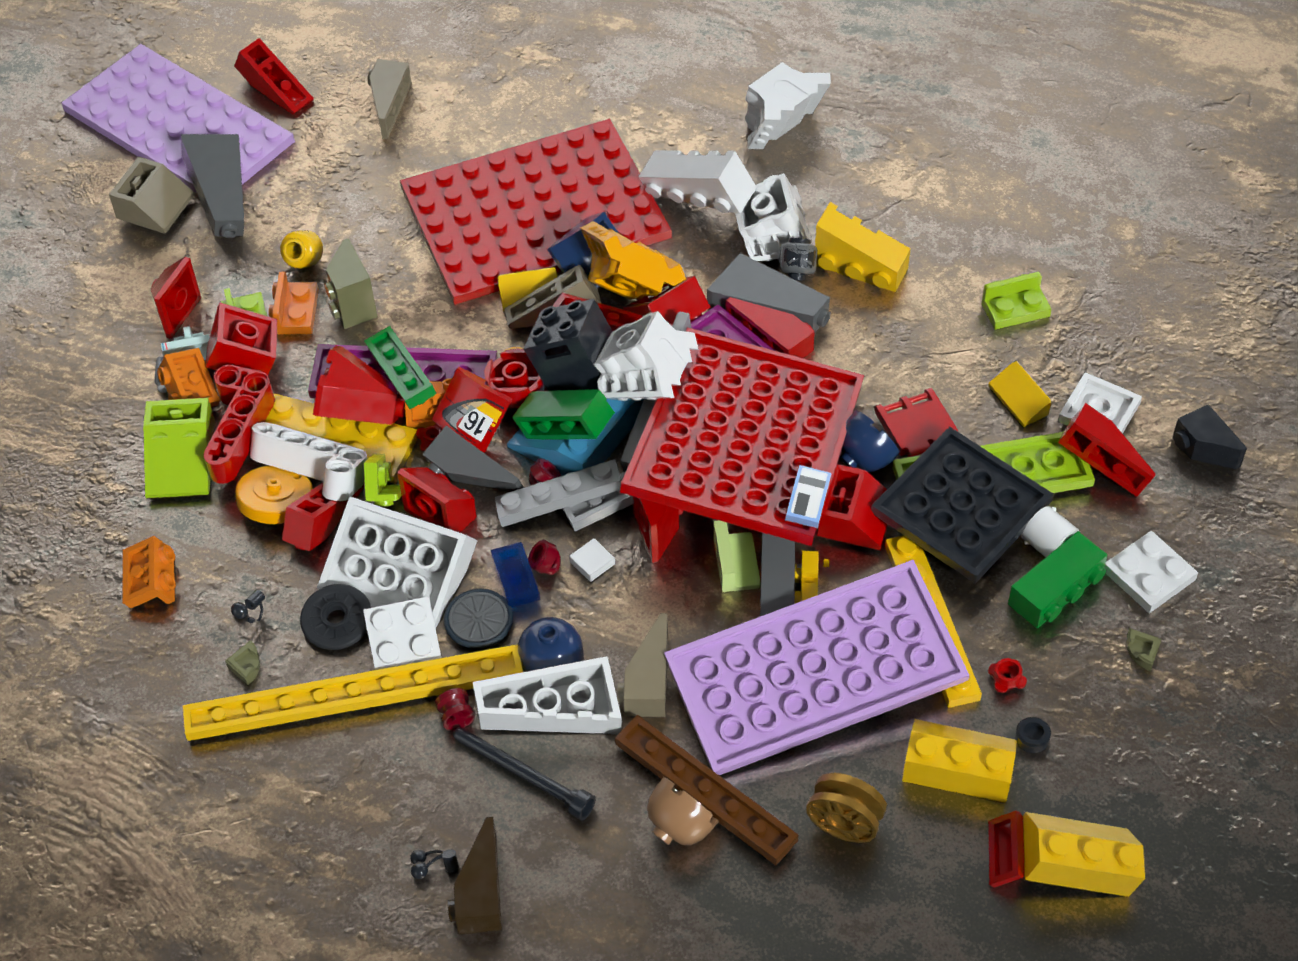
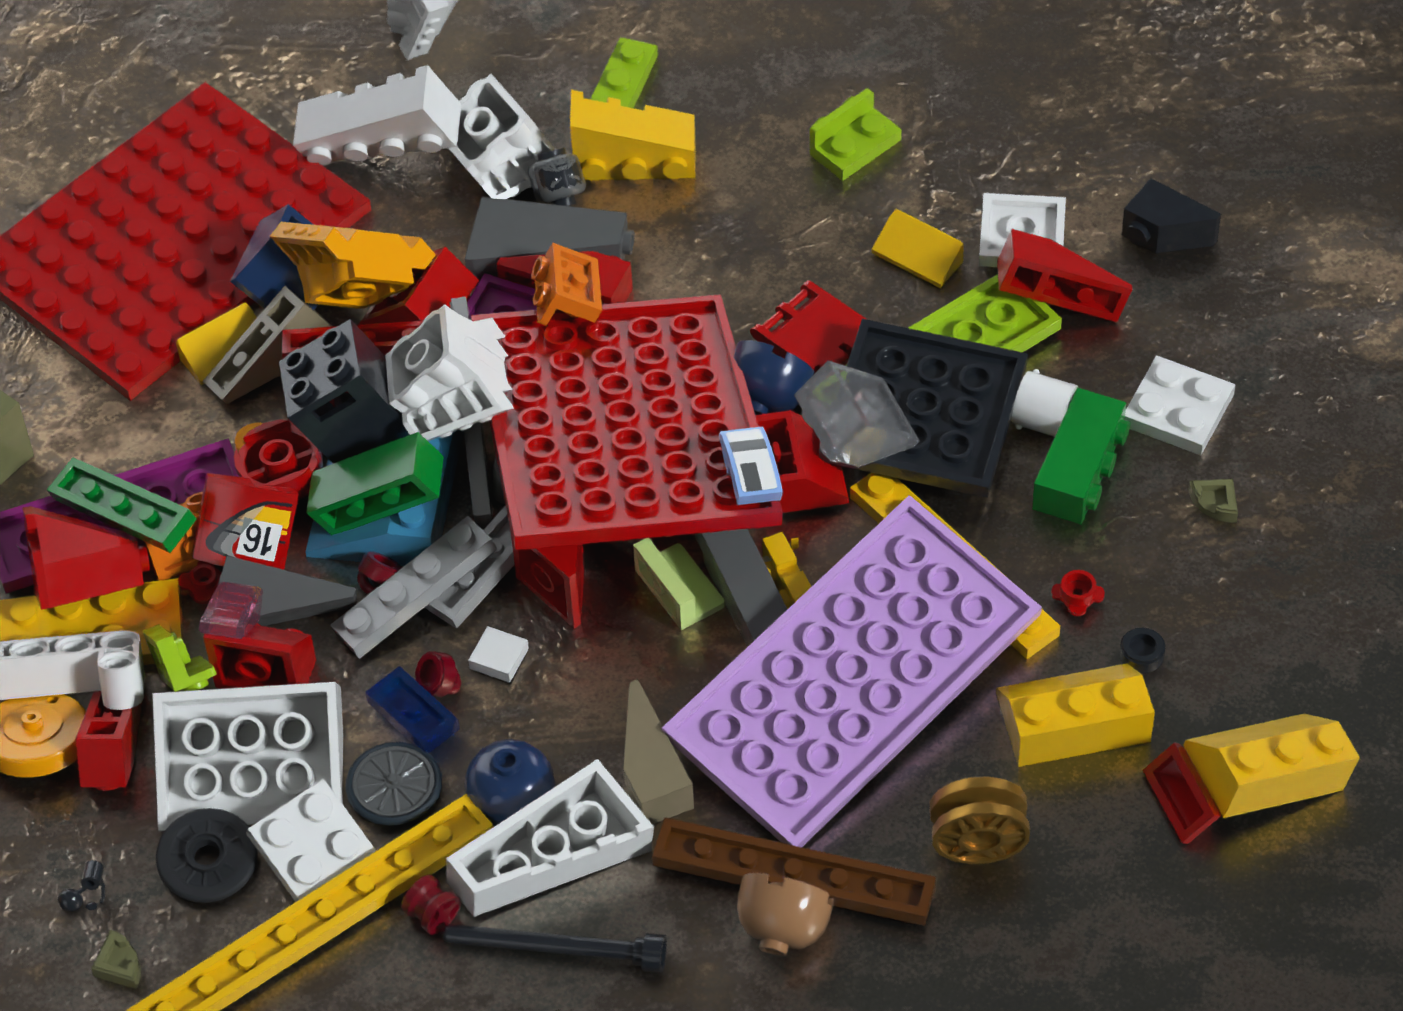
camera: 25 degrees left, 0 degrees up
(427, 462) = (232, 610): none -> clear pink slope
(760, 330) = (566, 283): none -> orange bracket
(884, 207) = (626, 72): none -> lime plate
(905, 490) = (854, 415): none -> clear slope

